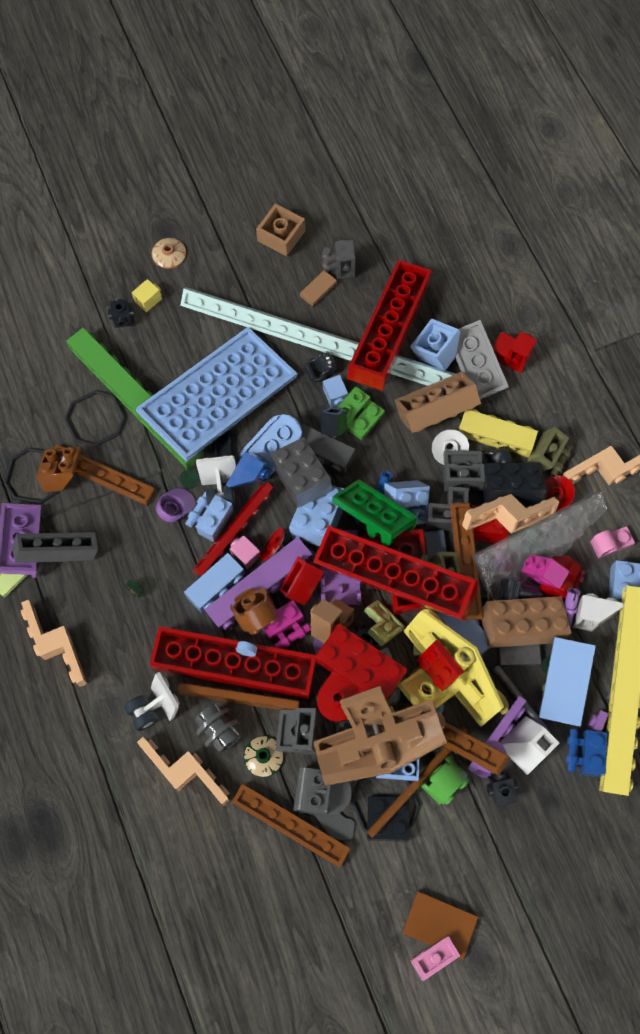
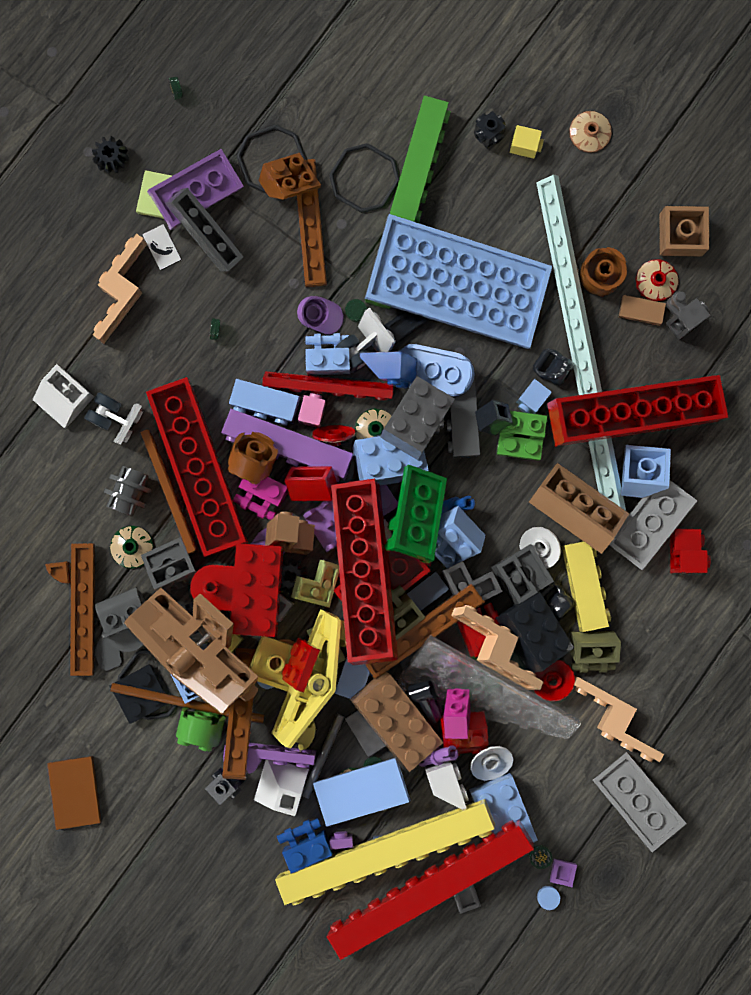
camera: 55 degrees right, 15 degrees up
(43, 594) = (161, 246): none -> white sticker
(107, 738) = (62, 396): none -> white slope
(184, 770) = (74, 483): light nougat bracket -> none
(246, 648) = (211, 474): light blue tile -> none
(247, 828) = (59, 571): none -> dark orange tile
(274, 295) = (596, 261): none -> dark orange brick
(277, 515) = (369, 418): none -> tan dish
(303, 274) = (650, 287): none -> tan dish
(435, 958) = (38, 804): bright pink plate -> none
(596, 572) = (491, 763): none -> white dish
(611, 542) = (535, 762): bright pink plate -> none

